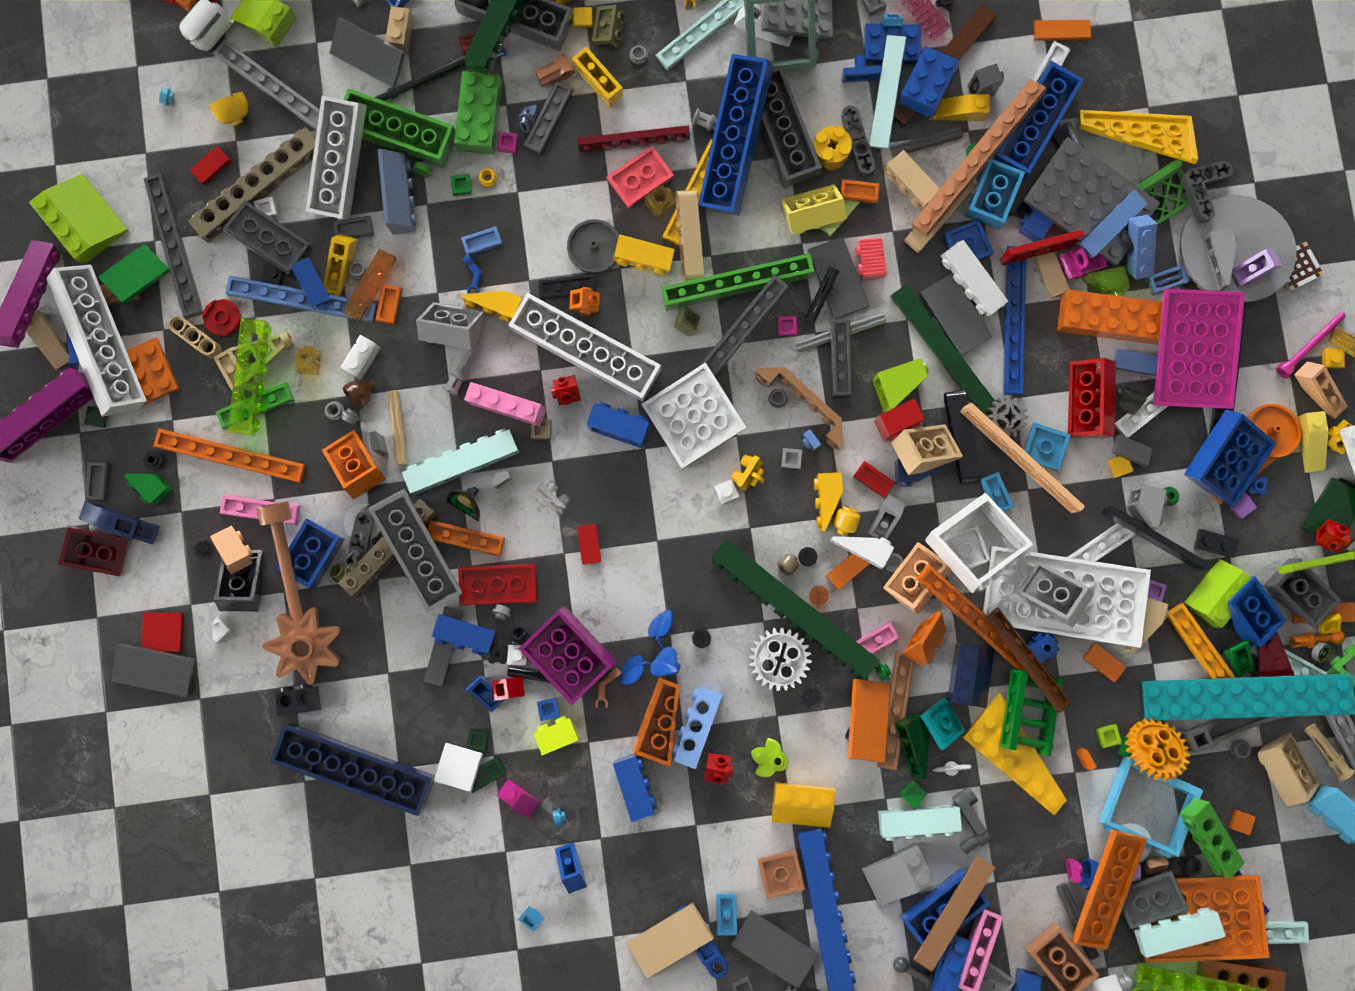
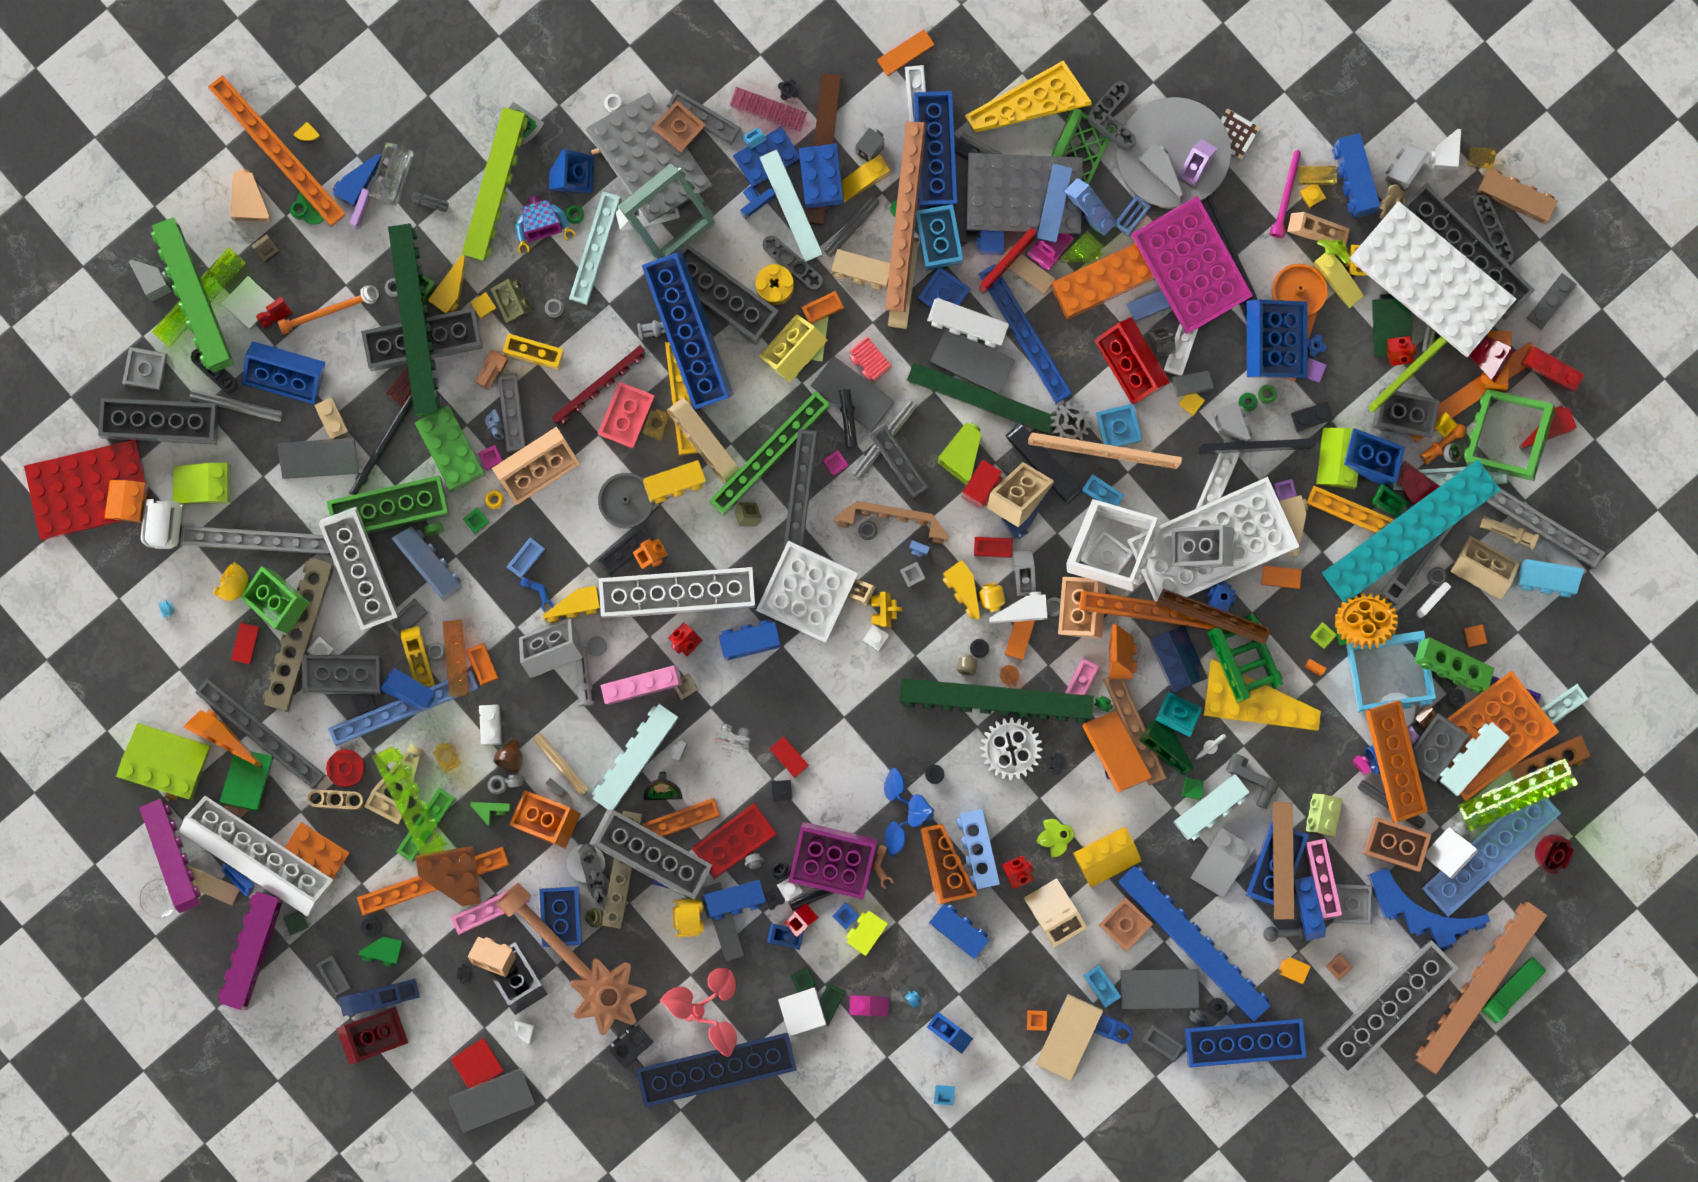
camera: 35 degrees left, 0 degrees up
(136, 224) = (216, 731): none -> orange wedge
(244, 458) = (452, 874): none -> dark orange plate
(252, 141) = (274, 600): none -> bright green brick
(309, 425) = (484, 810): none -> bright green slope
(354, 696) = (680, 1005): none -> coral plant
(413, 623) = (687, 917): none -> yellow brick
(491, 349) = (597, 646): none -> dark grey tile
(538, 171) = (536, 466): none -> light nougat slope
(565, 568) = (781, 790): none -> black plate
(651, 905) = (1037, 1020): none -> orange tile
(727, 825) = (1055, 913): none -> tan slope
(739, 445) = (861, 592): none -> tan slope
(1012, 891) = (1323, 814): none -> yellowish green bracket
(1195, 500) = (1269, 388): none -> bright green plate
(1227, 769) = (1432, 600): none -> white tile
(1331, 415) = (1337, 248): none -> lime plate

